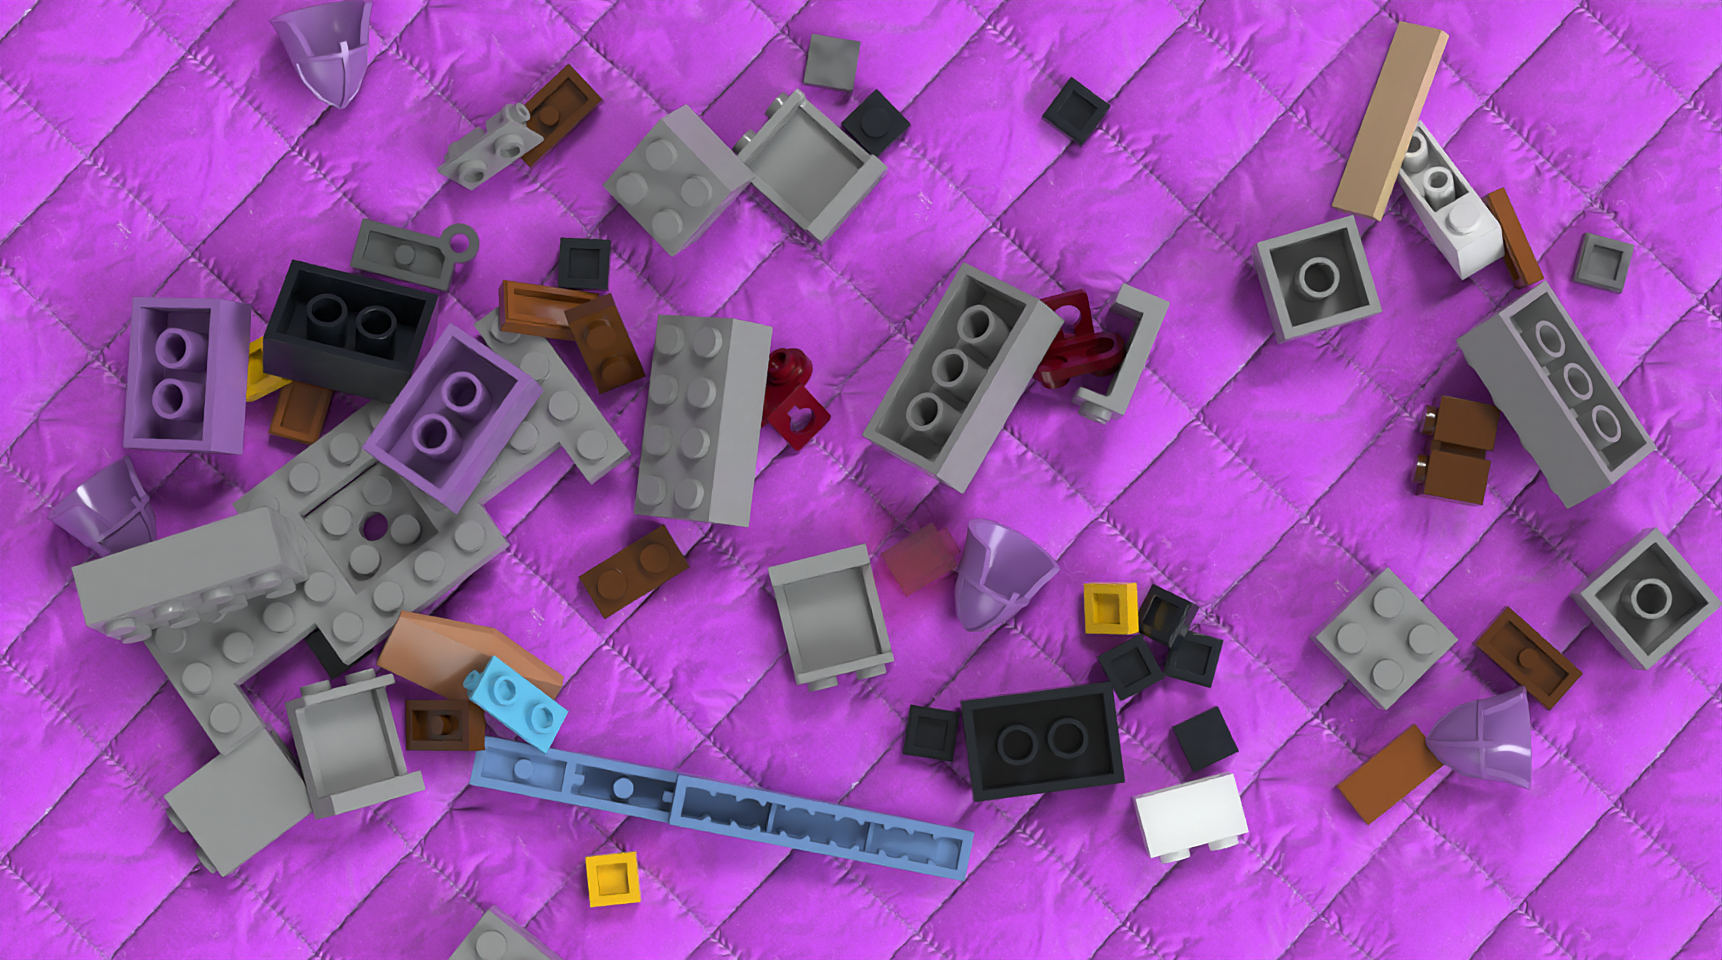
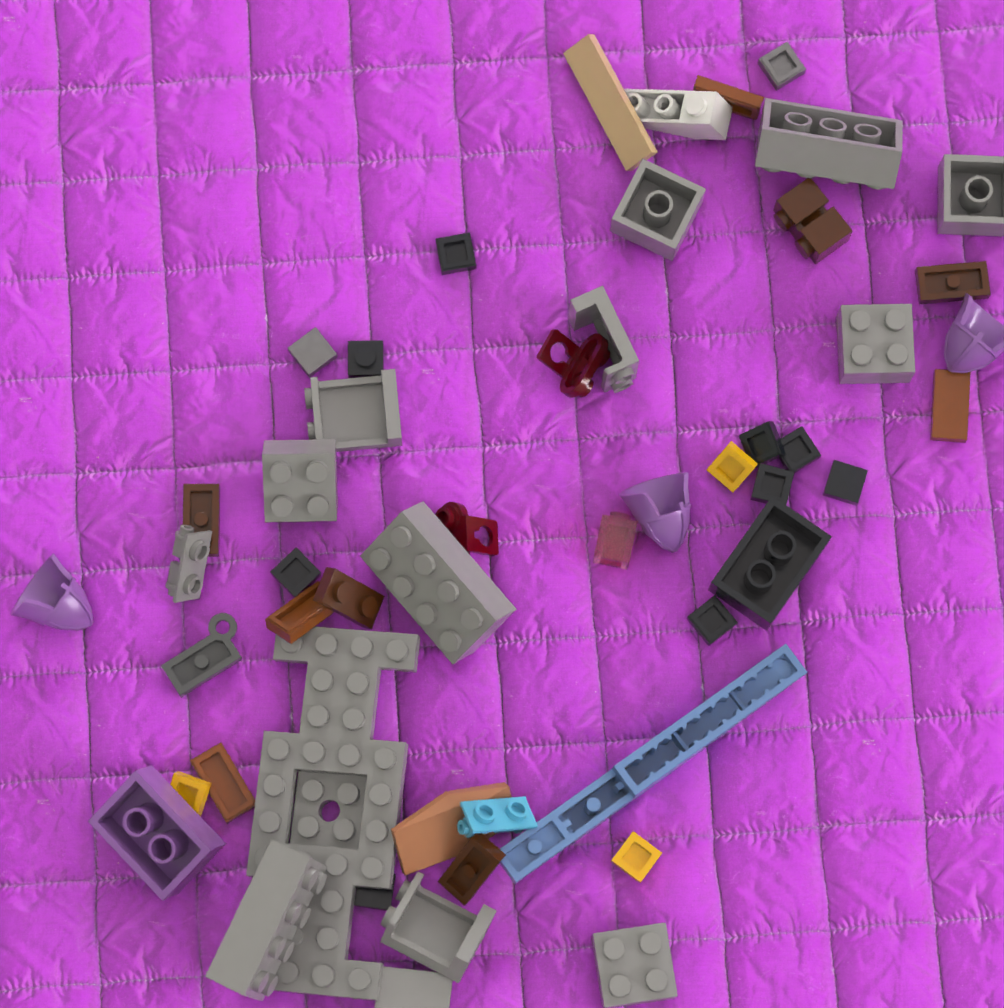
camera: 50 degrees left, 10 degrees down
(108, 510) = (186, 944): medium lavender helmet -> none
(348, 332) = (217, 724): black brick -> none
(453, 418) = (315, 706): medium lavender brick -> none
(634, 571) = (482, 697): reddish brown plate -> none
(831, 617) = (602, 615): light grey panel -> none
(963, 377) = (541, 429): light grey brick -> none
(1190, 816) = (879, 524): white brick -> none

